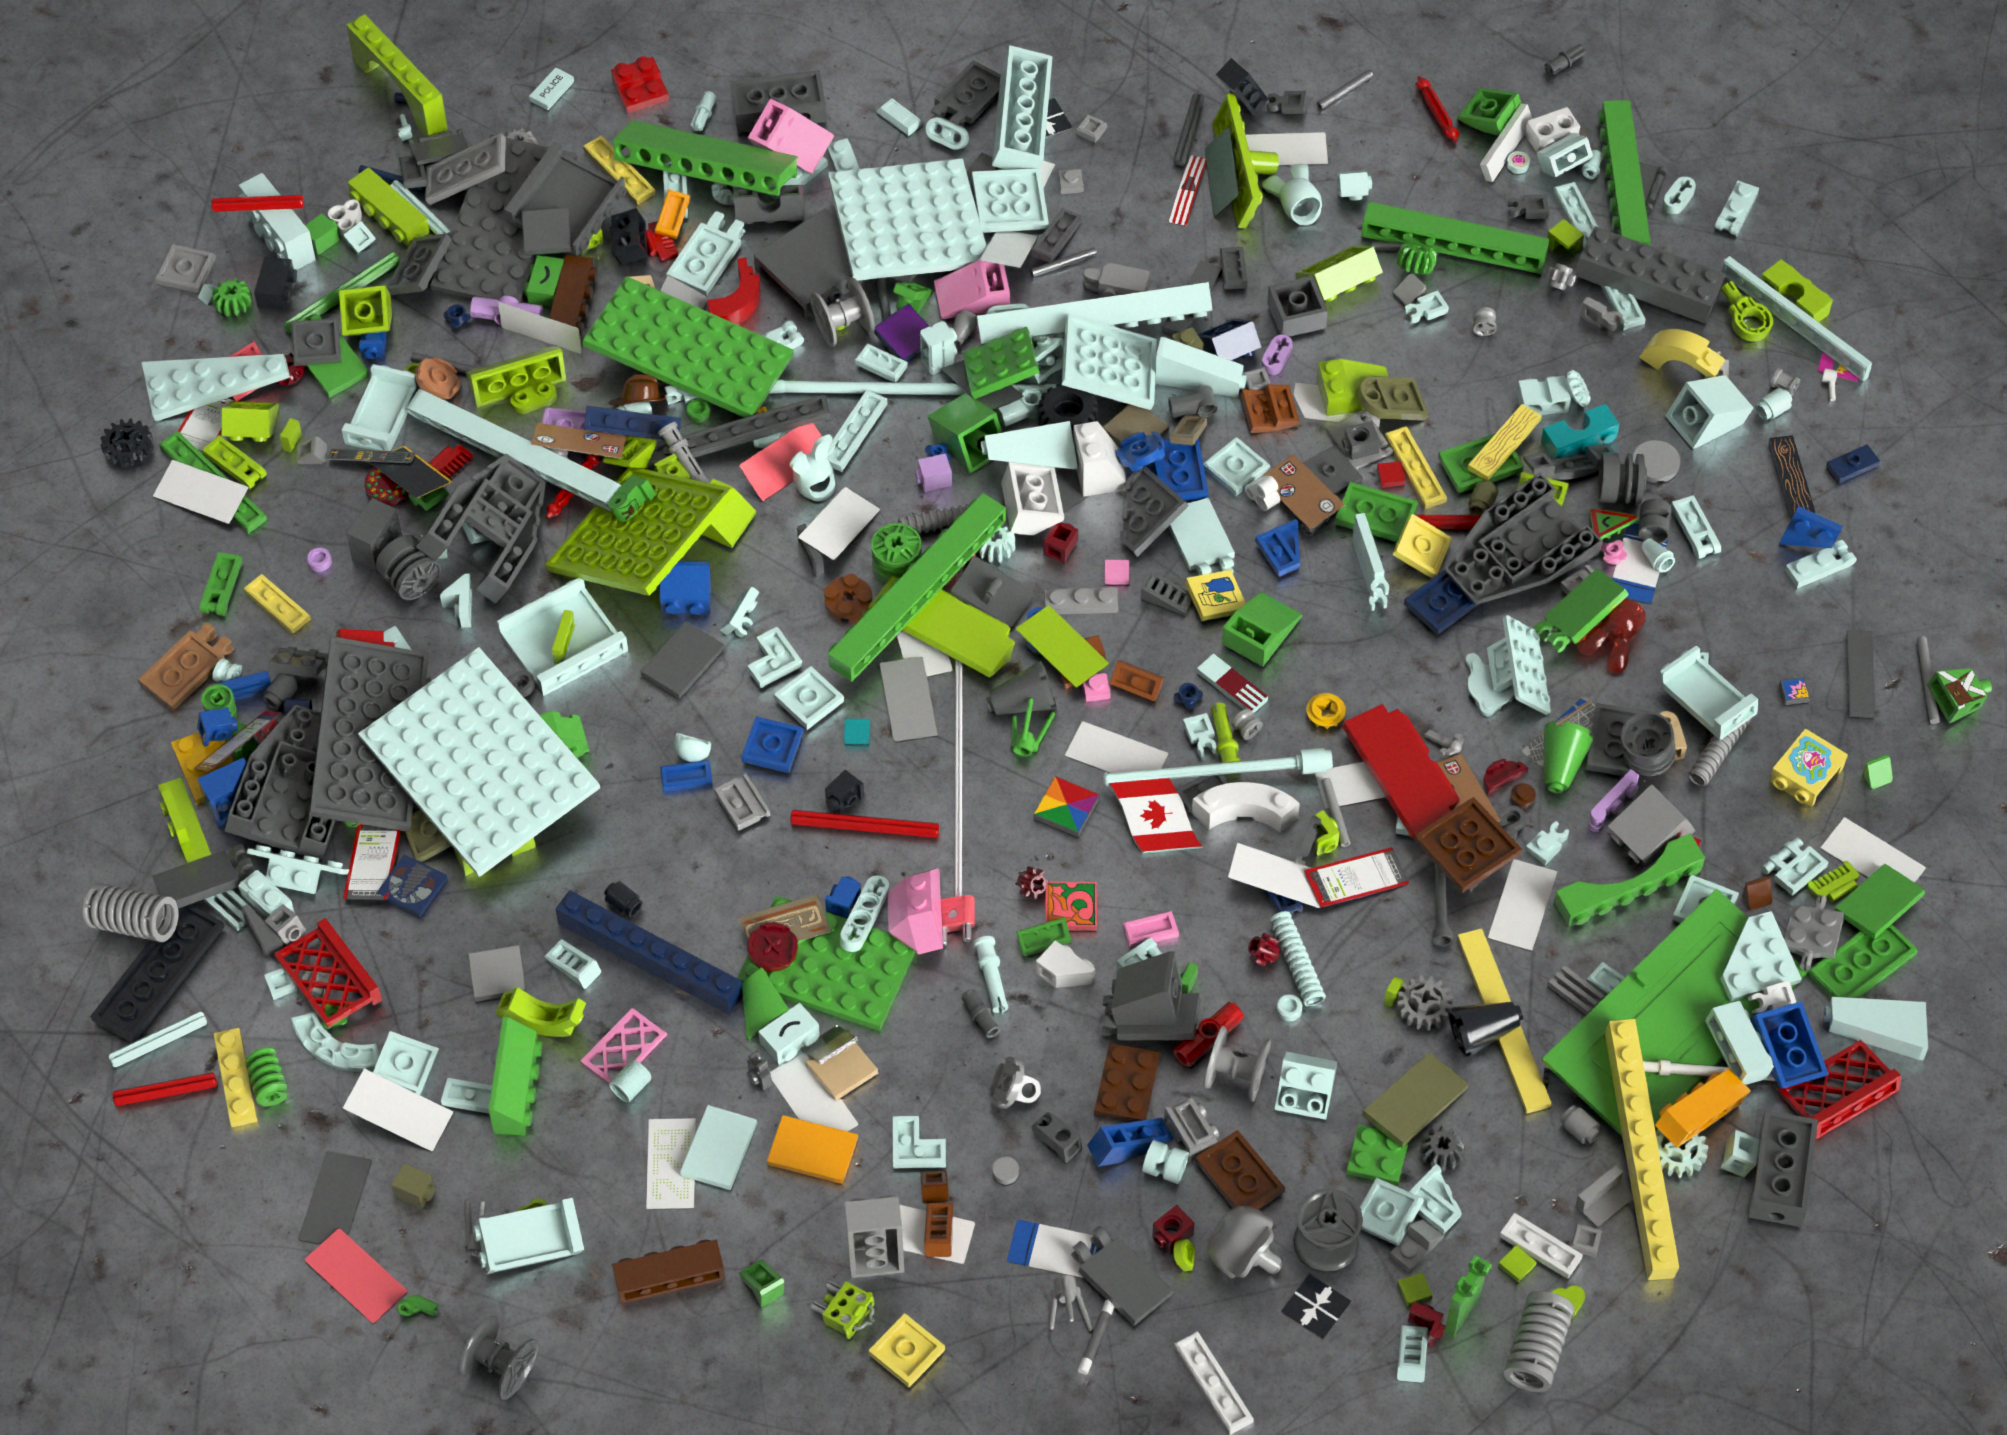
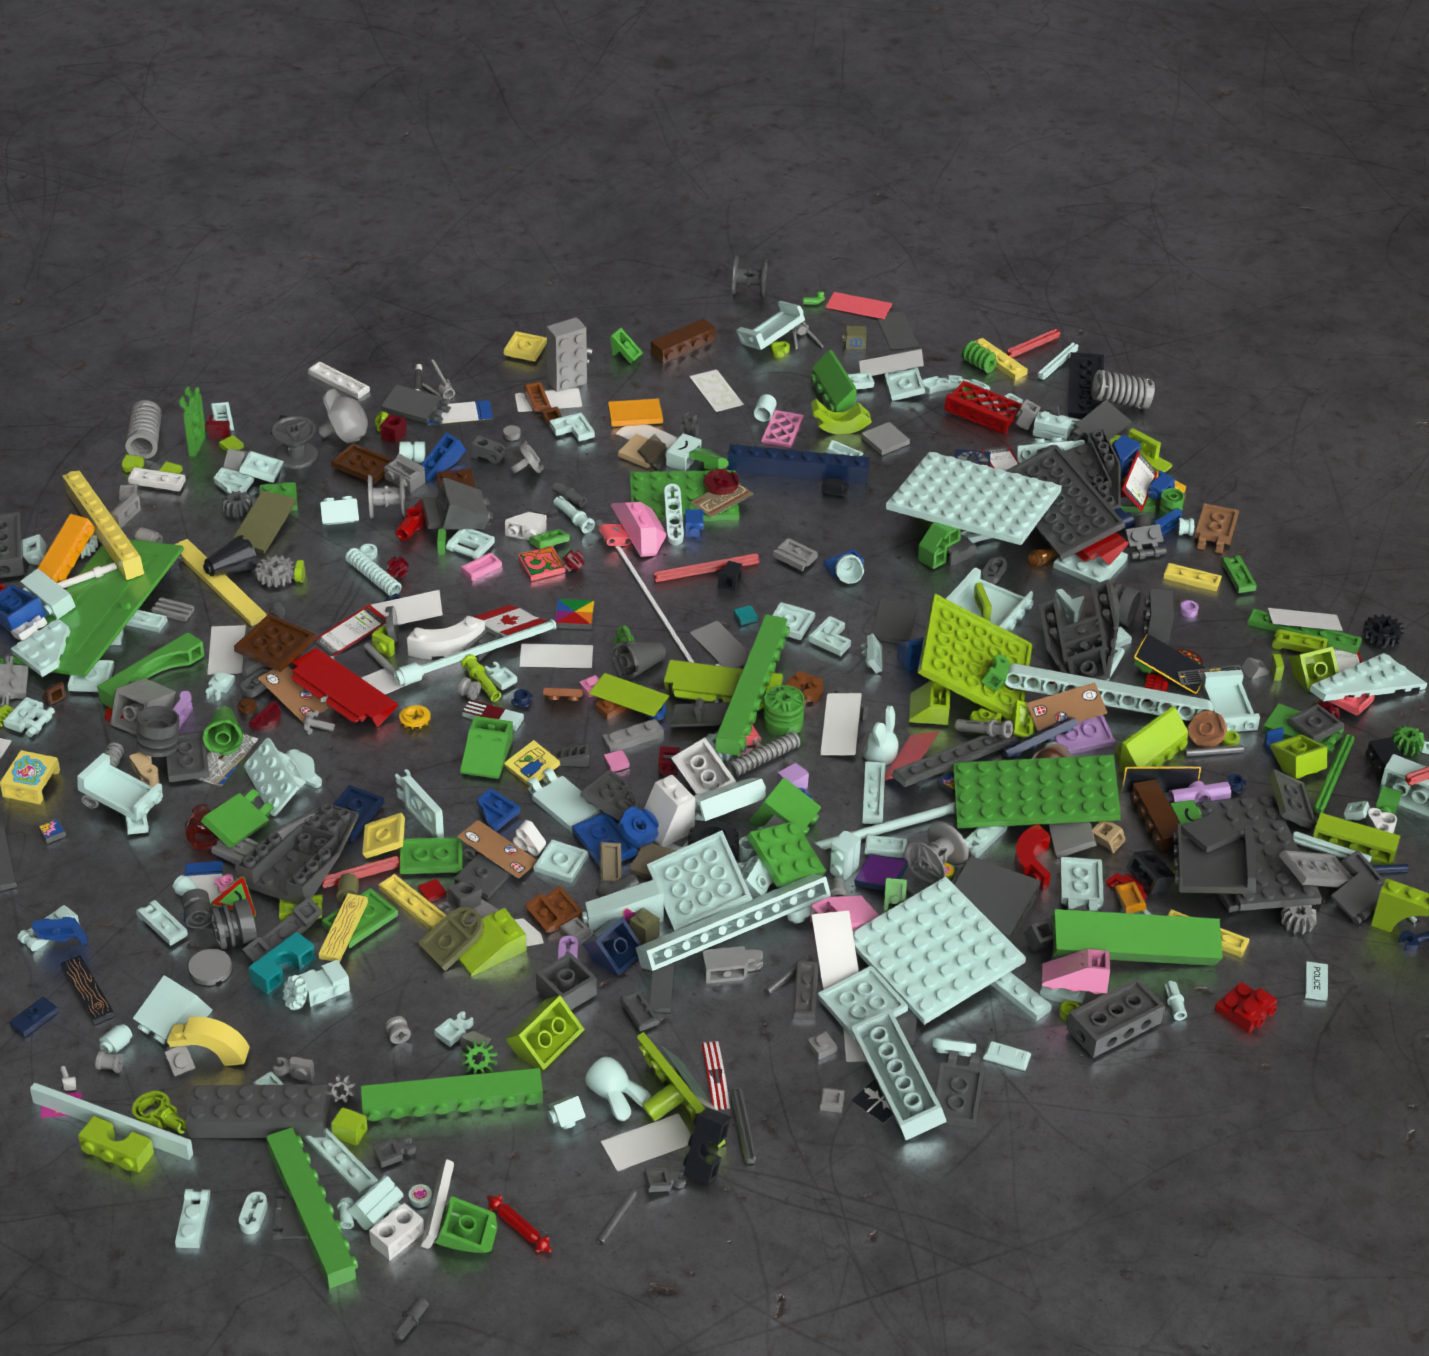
camera: 155 degrees right, 15 degrees down
(718, 1147) = (693, 398): light aqua tile -> none
(772, 744) = (797, 589): blue plate -> none

